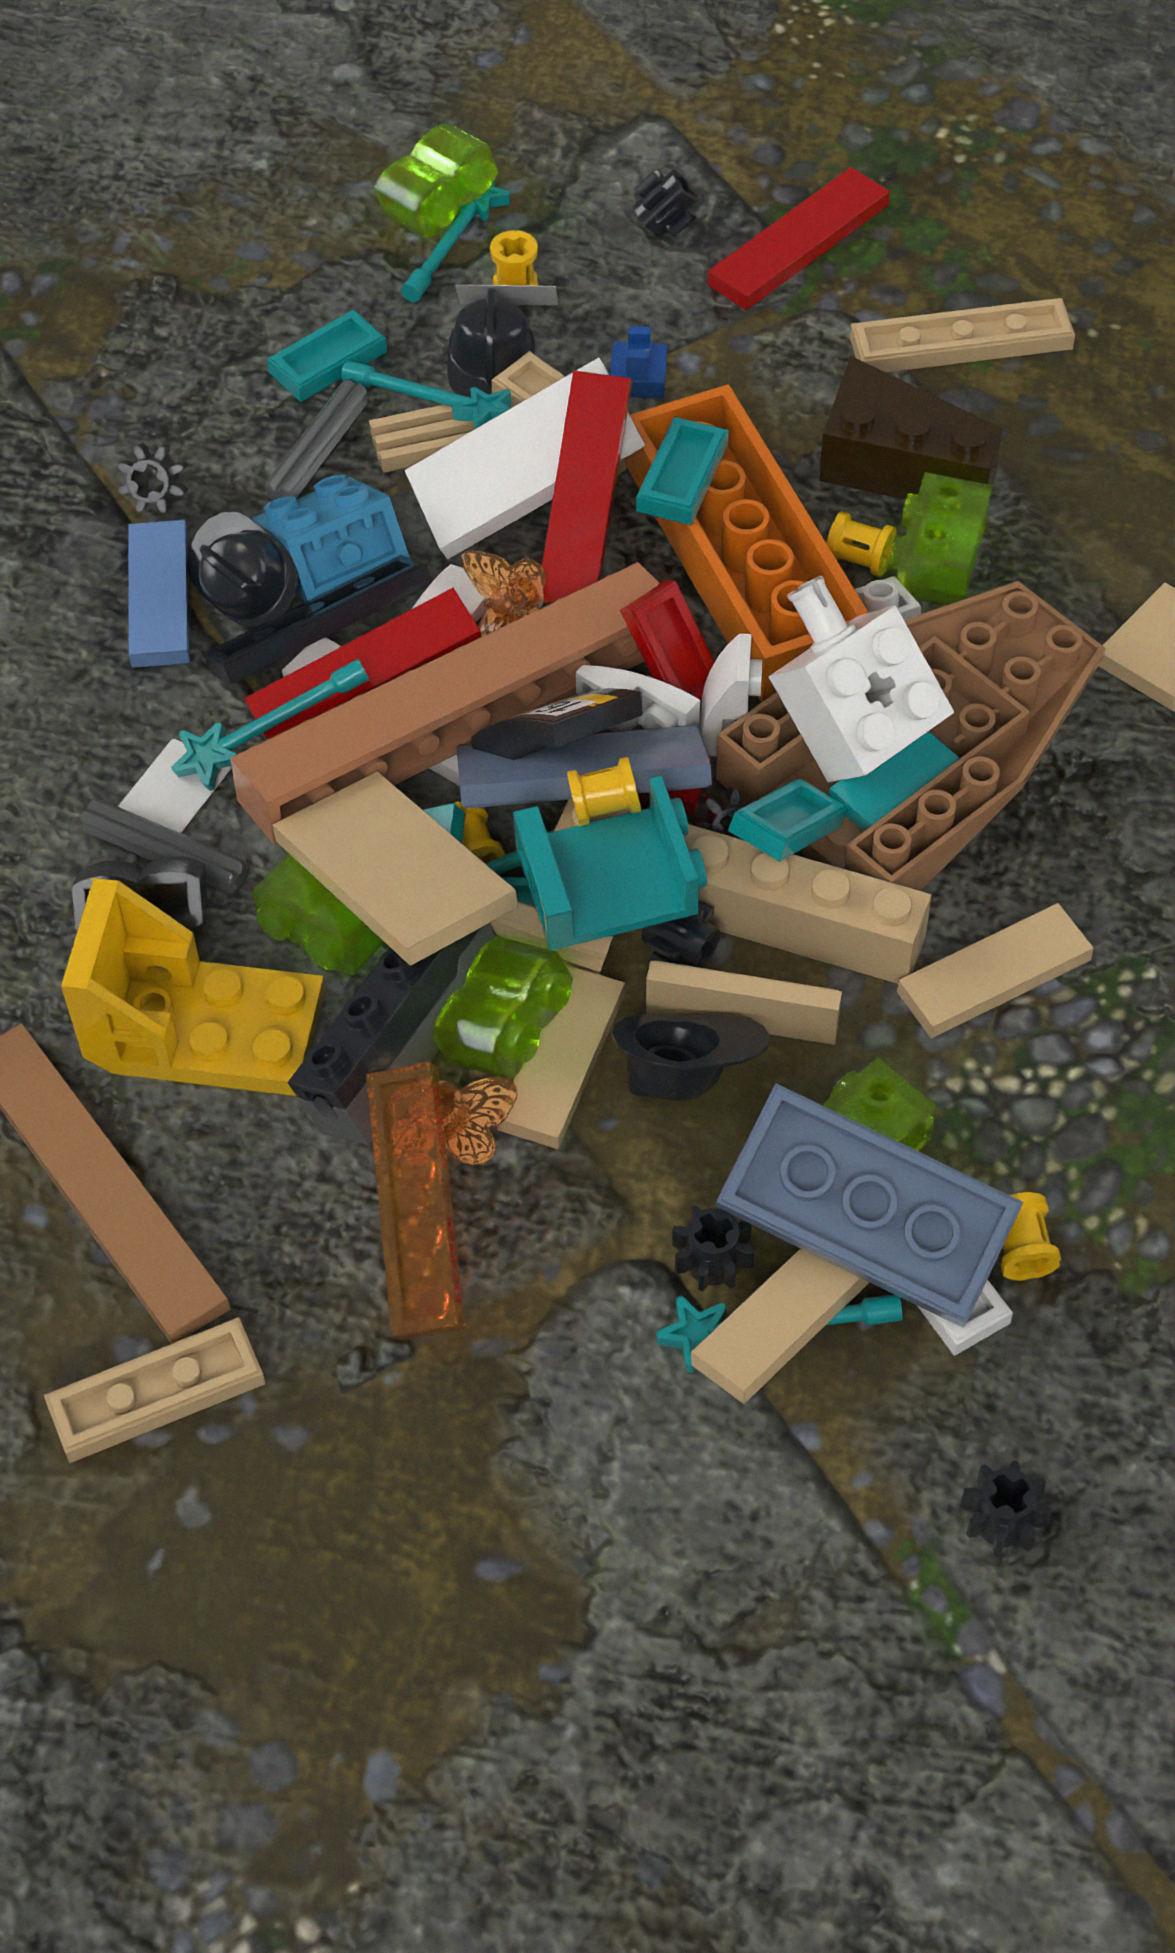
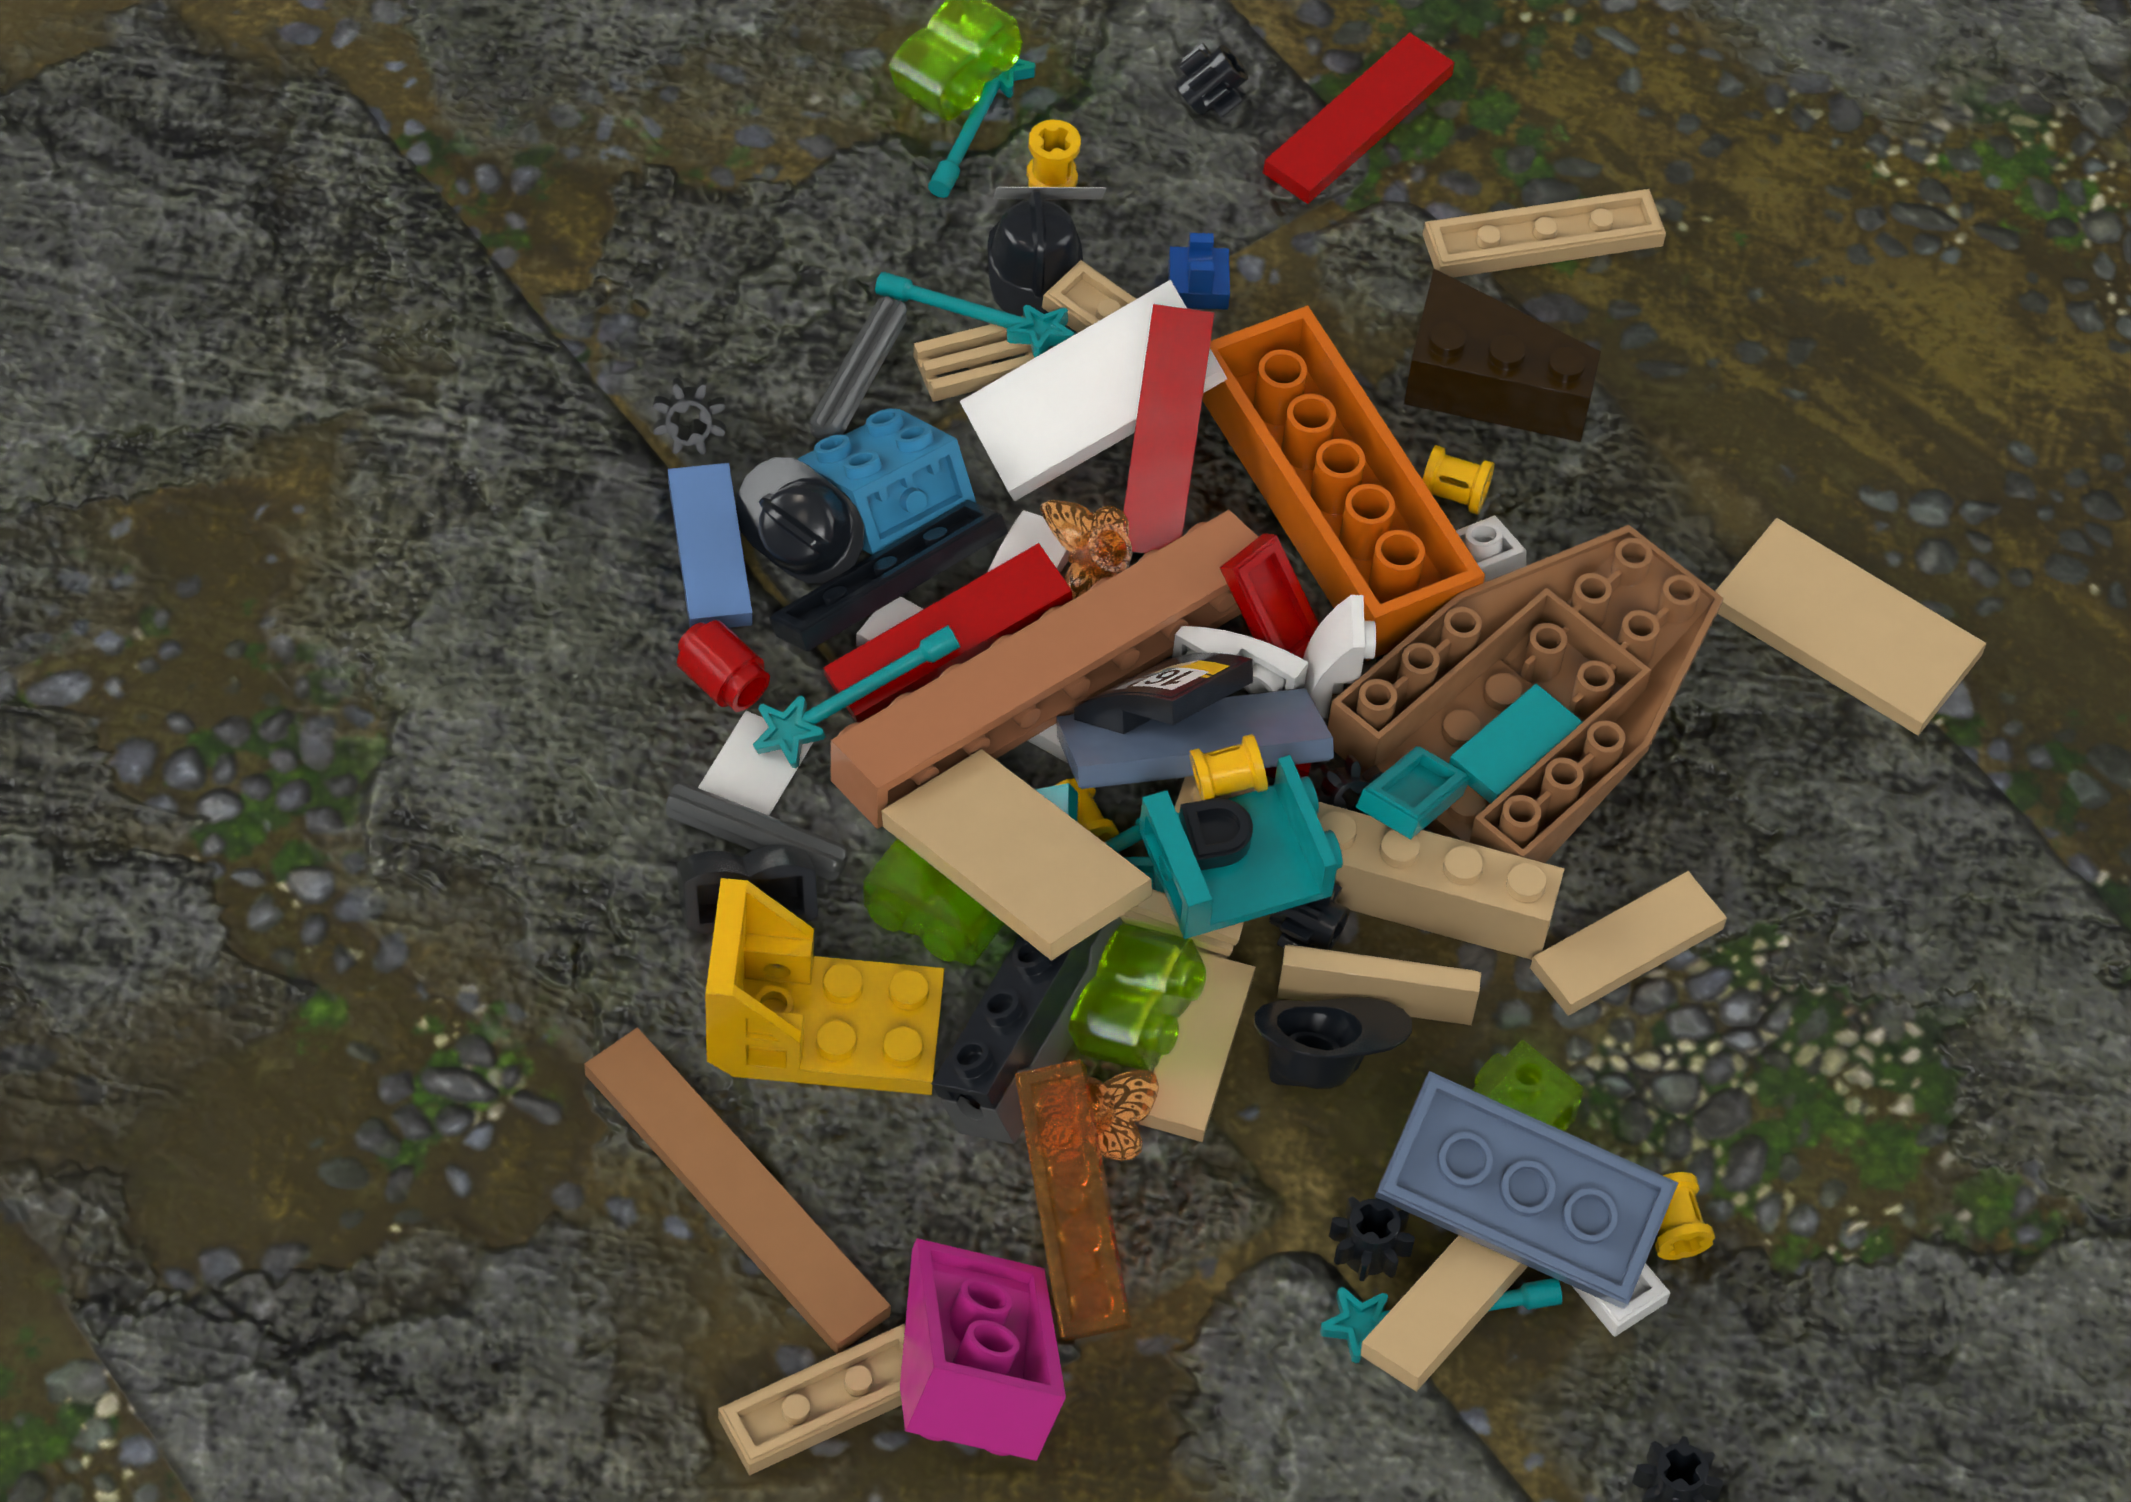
camera: 10 degrees left, 0 degrees up
(151, 695) = (722, 665): none -> red brick
(304, 1348) = (979, 1352): none -> dark pink slope
(319, 357) = (853, 262): teal tile -> none
(587, 850) = (1217, 831): none -> black tile
(682, 471) = (1270, 408): teal tile -> none
(858, 687) = (1477, 651): white brick -> none
(942, 538) = (1543, 472): clear neon green brick -> none

